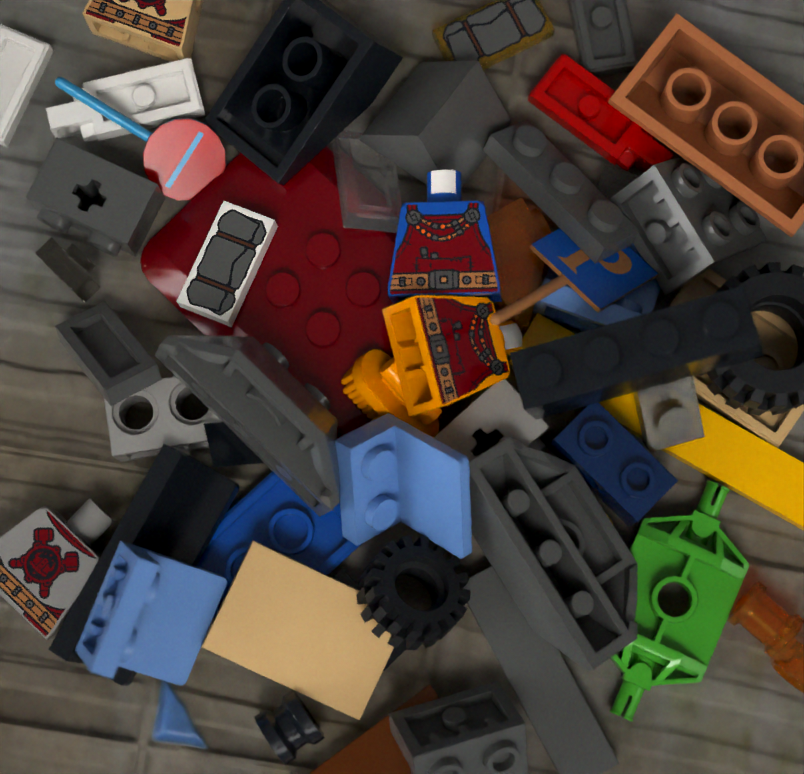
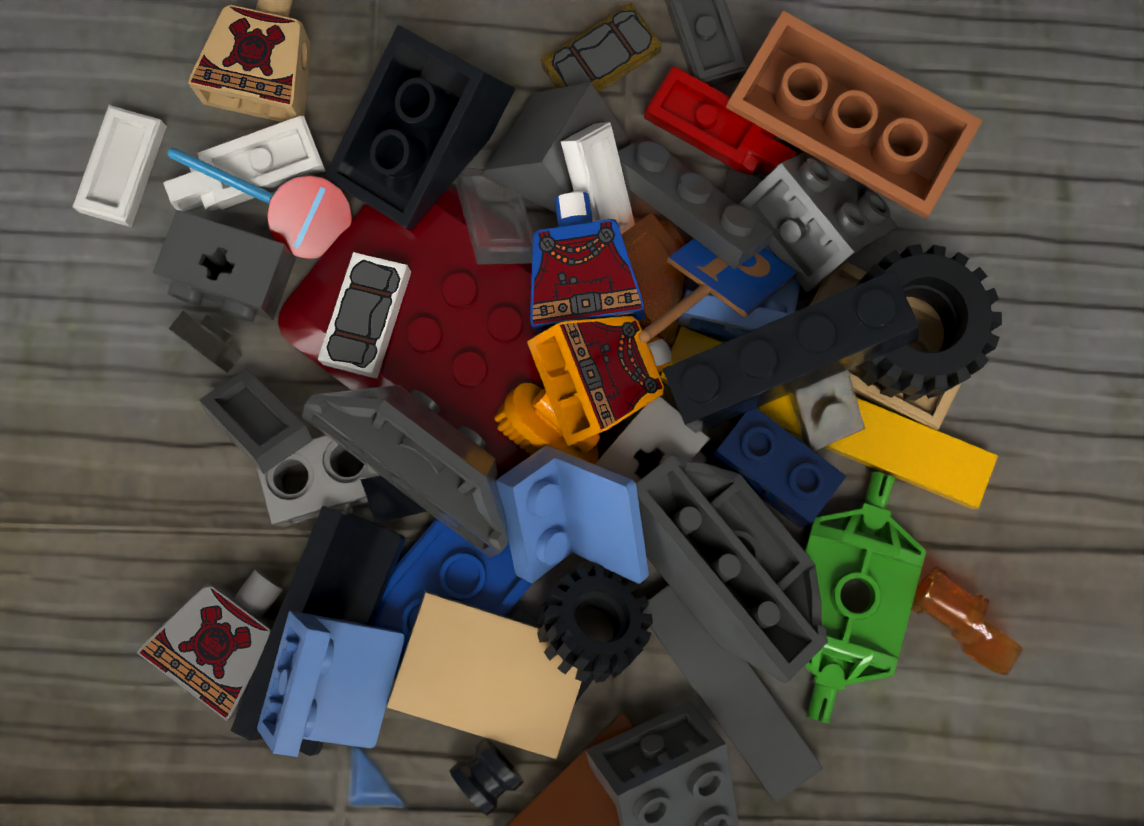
camera: 10 degrees left, 0 degrees up
(473, 151) = (597, 170): none -> white tile

